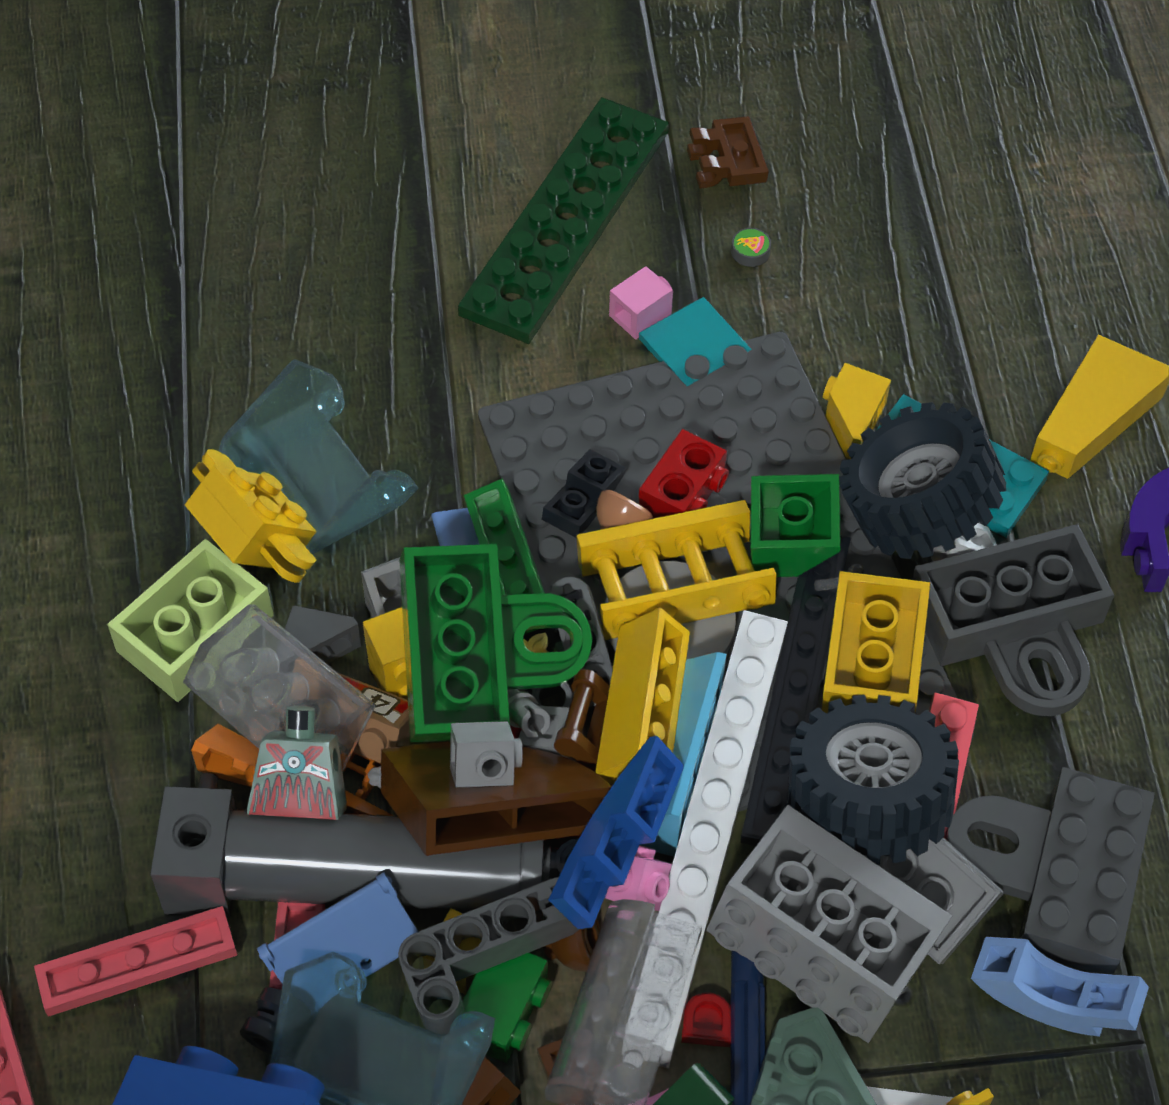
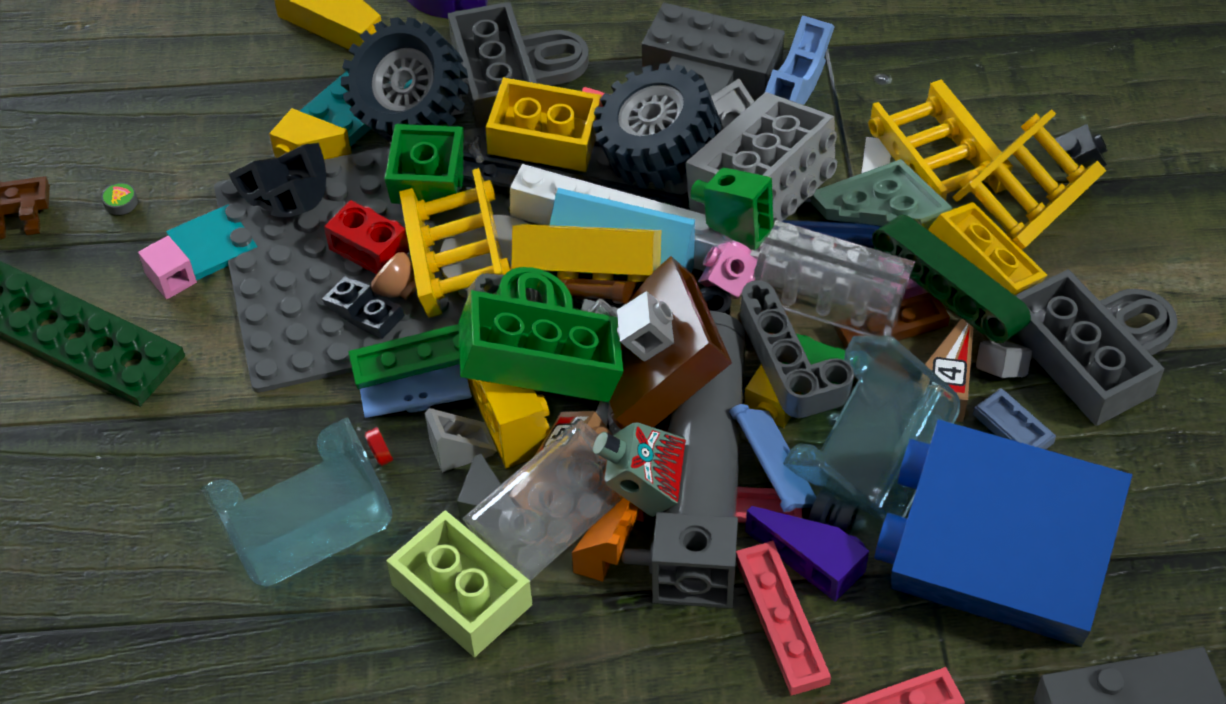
camera: 85 degrees left, 5 degrees down
(219, 998) = (812, 549): none -> dark purple slope
(251, 517) = (363, 531): yellow brick -> none
(387, 532) = (378, 446): none -> red tile
(621, 823) = (703, 245): blue slope -> none
(706, 866) = (737, 205): none -> green torso
(766, 390) = (285, 183): none -> black brick

